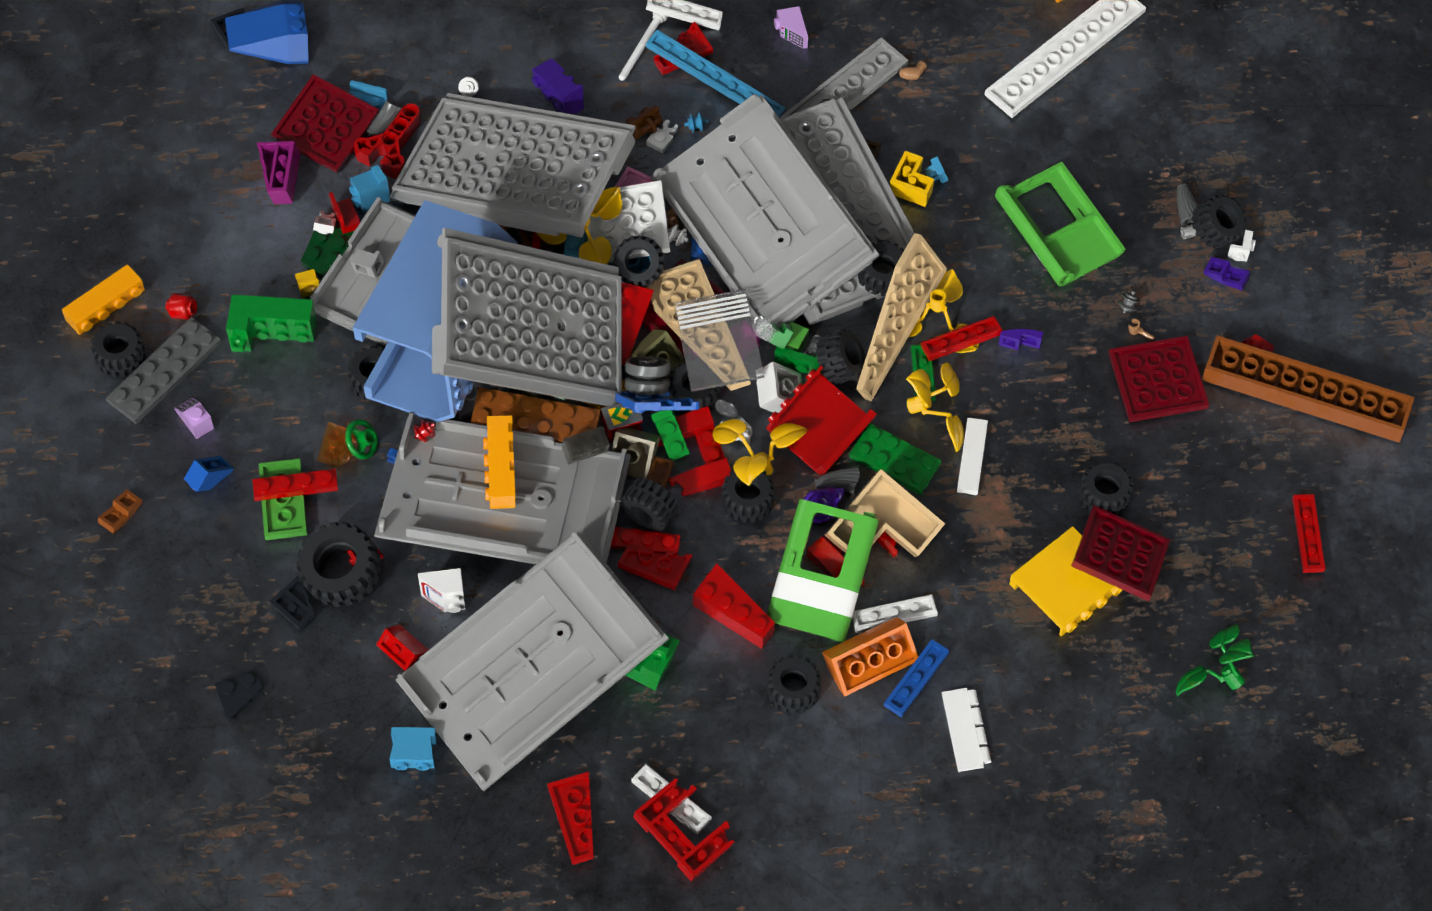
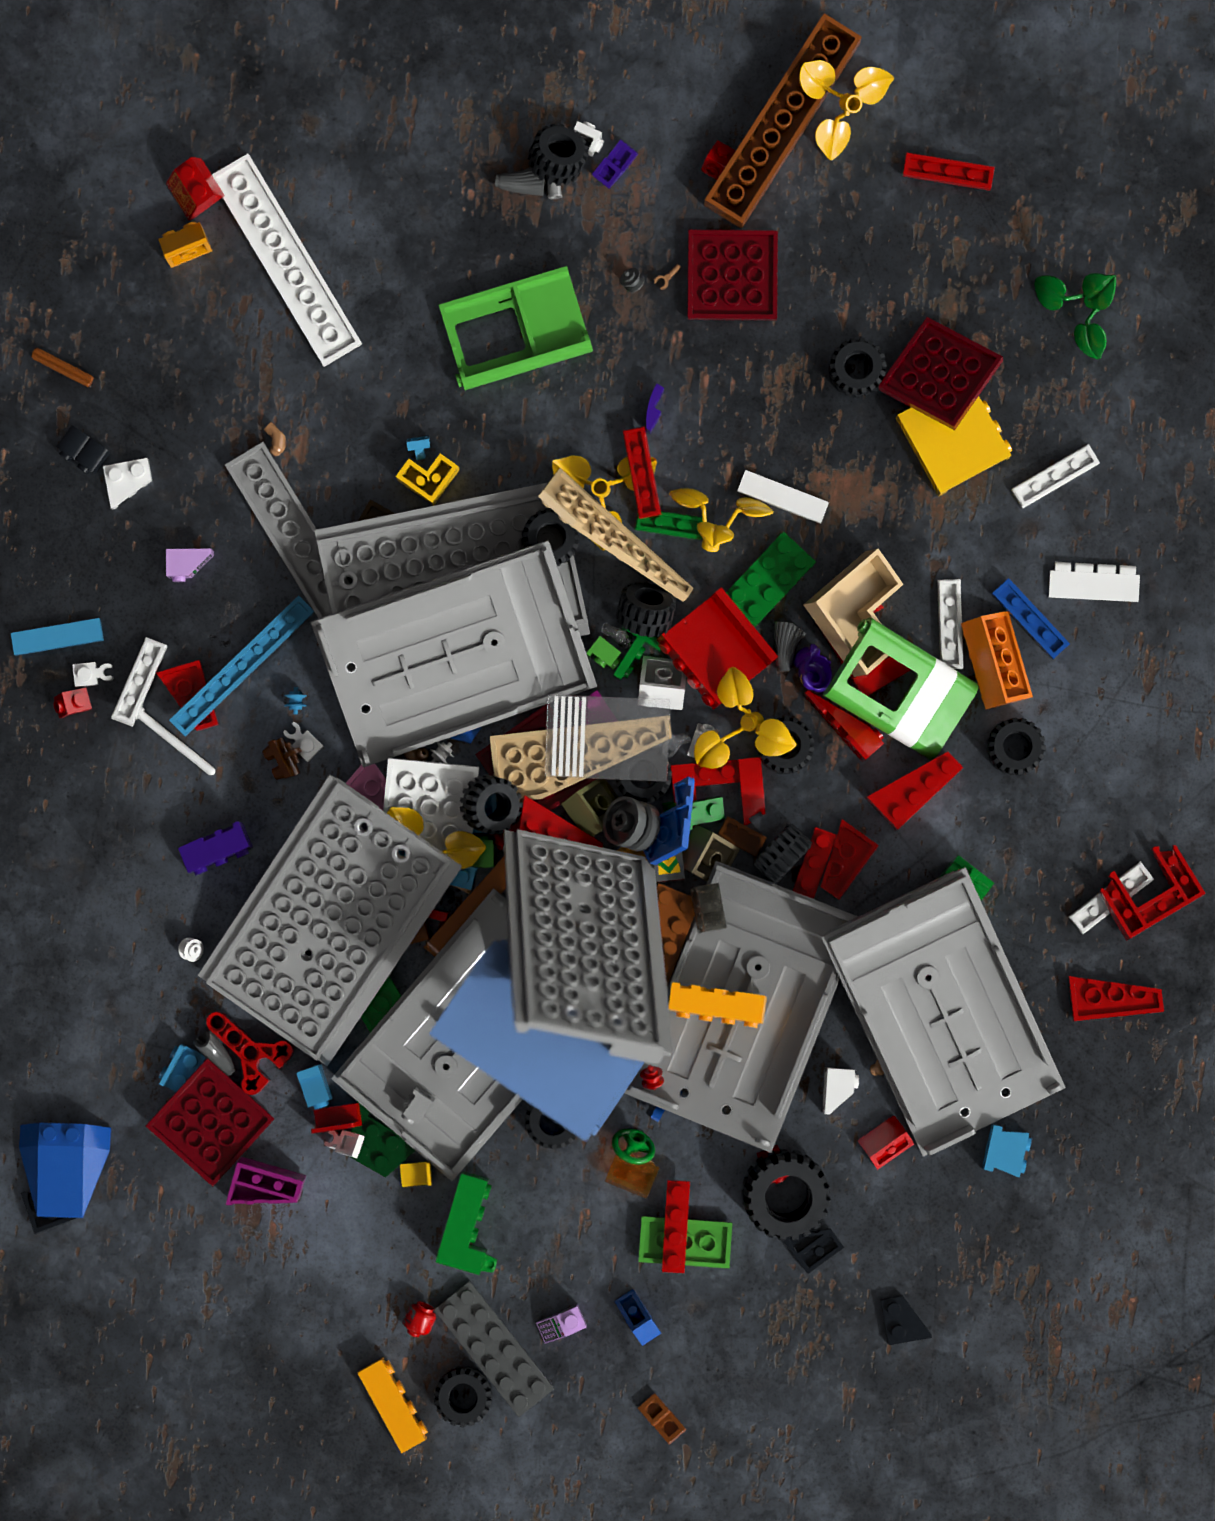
camera: 75 degrees left, 25 degrees up
(769, 547) = (854, 733): none -> red wedge
(772, 333) = (603, 676): leg -> none
(1055, 677) = (1055, 476): none -> white tile
(1353, 398) = (815, 80): none -> yellow plant

